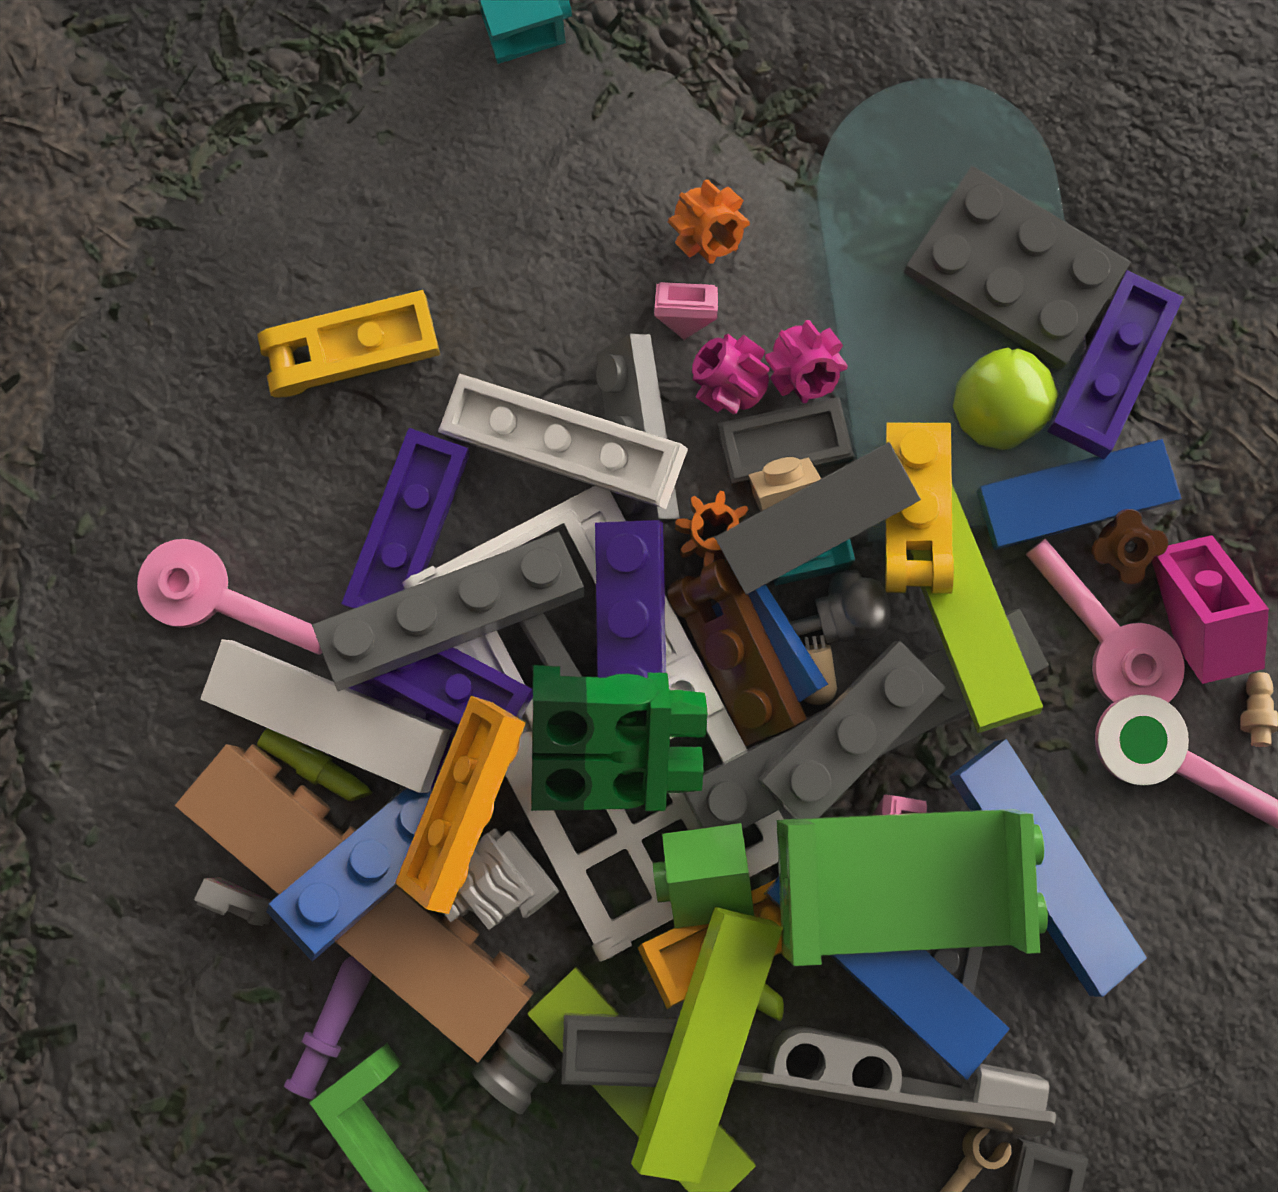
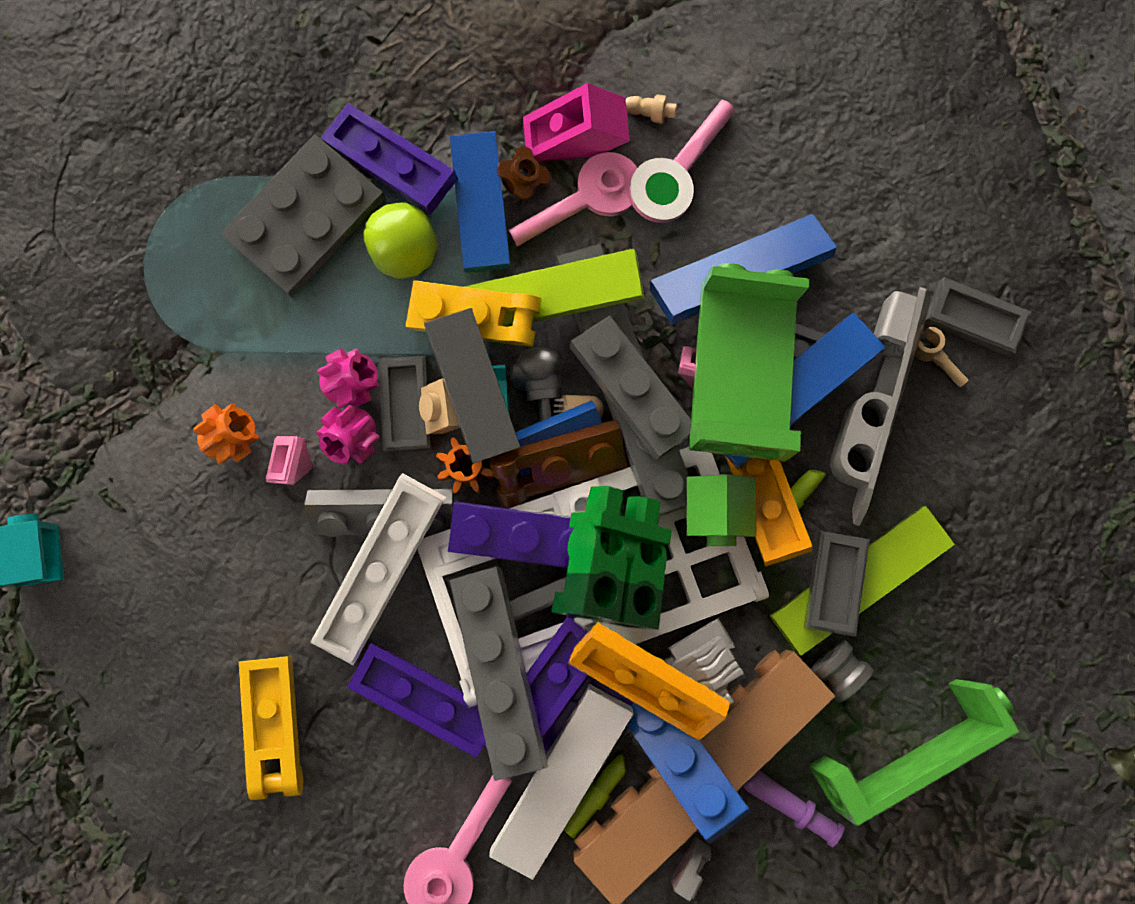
camera: 85 degrees left, 0 degrees up
(706, 1046) = (842, 525): lime tile -> none

